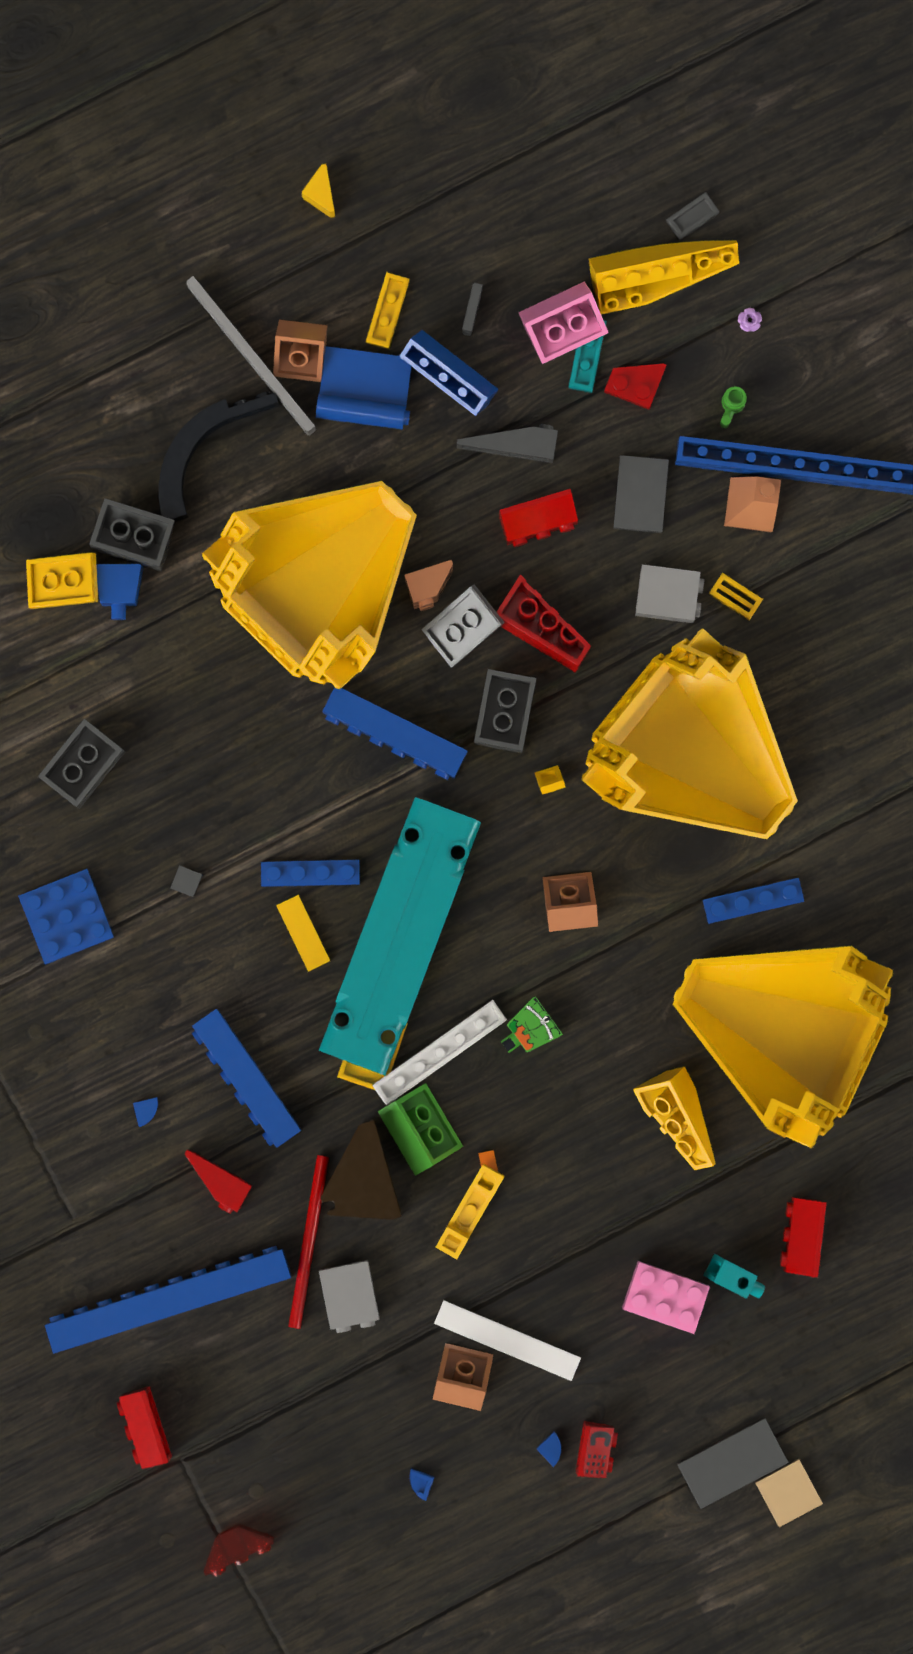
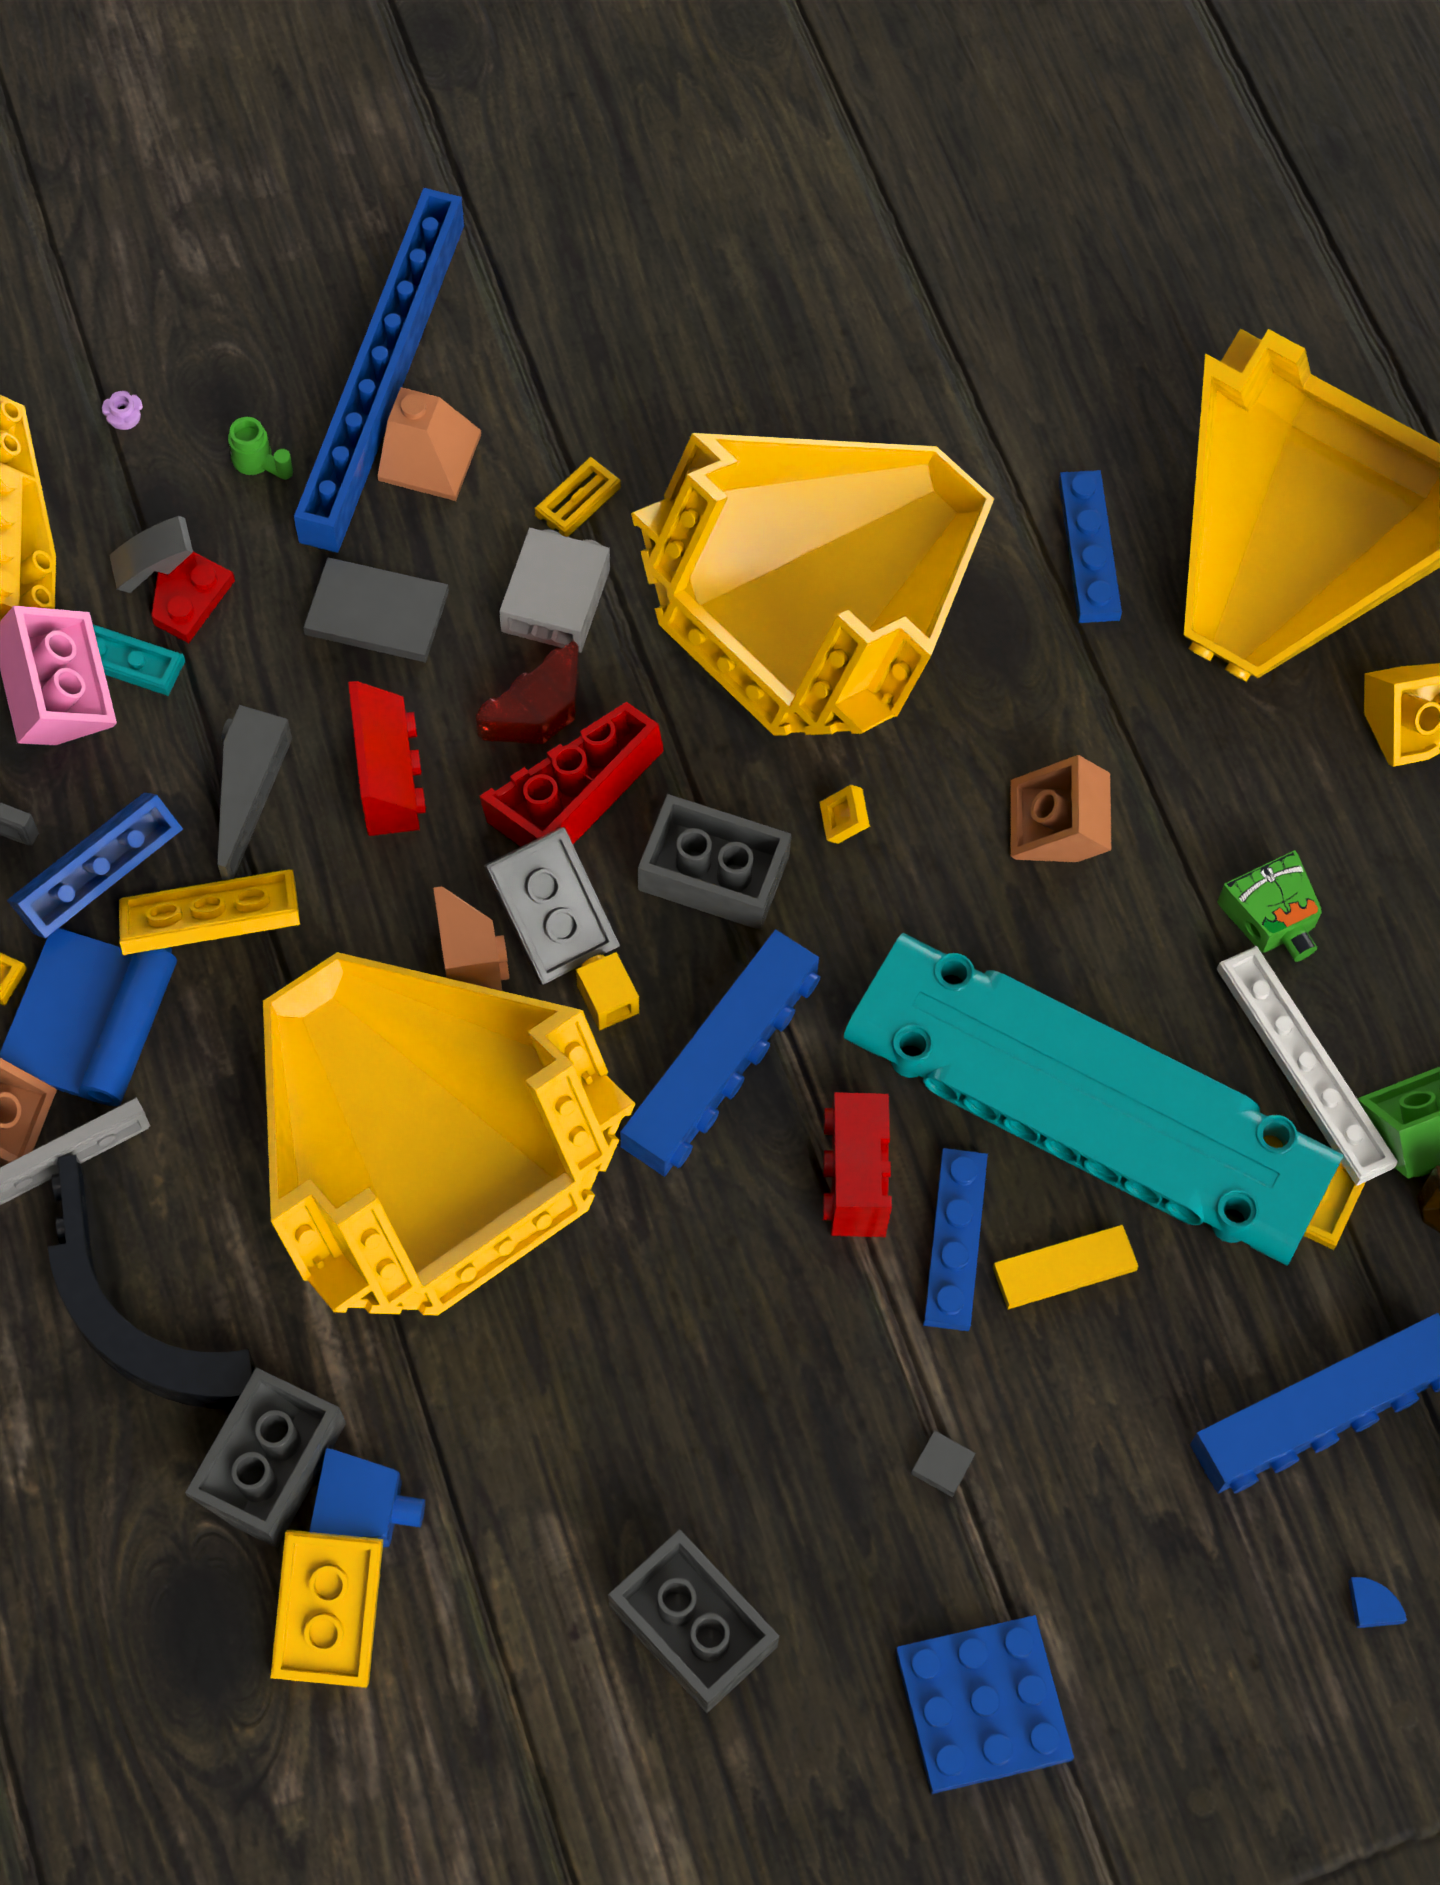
camera: 85 degrees left, 20 degrees down
(340, 814) = (858, 1165): none -> red wedge
(422, 664) = (607, 990): none -> yellow brick
(431, 440) = (208, 911): none -> yellow tile
(593, 596) = (536, 702): none -> clear red slope
(650, 359) = (154, 549): none -> dark grey slope

